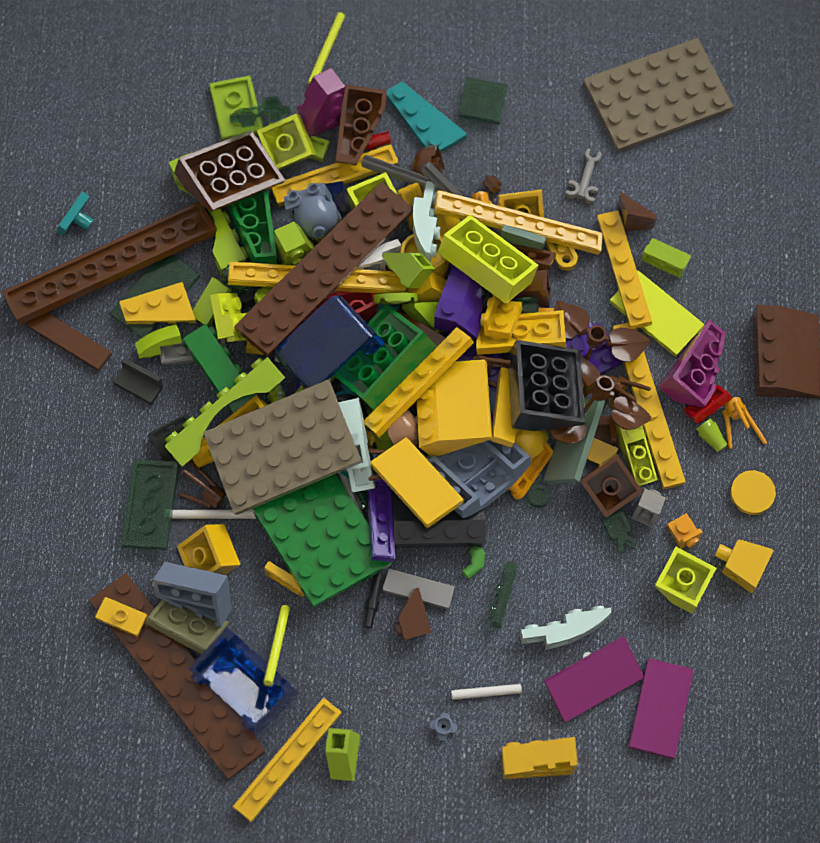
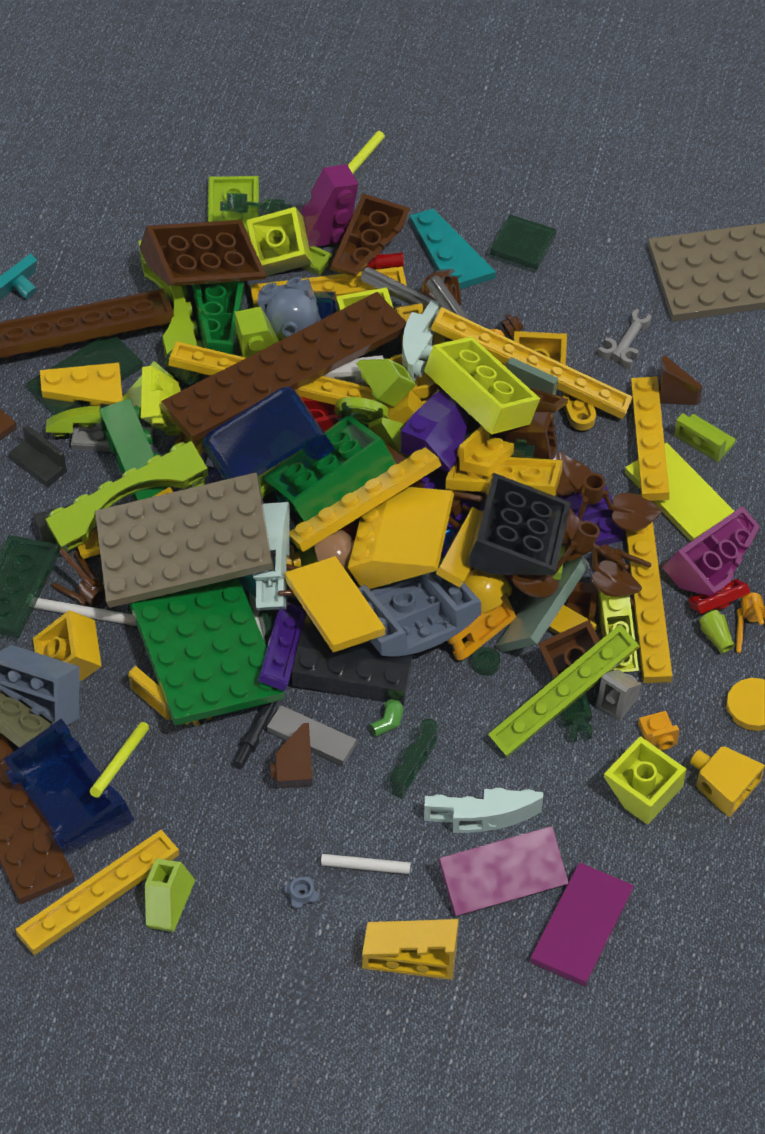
camera: 15 degrees right, 15 degrees down
(608, 517) = (563, 690): none -> lime plate

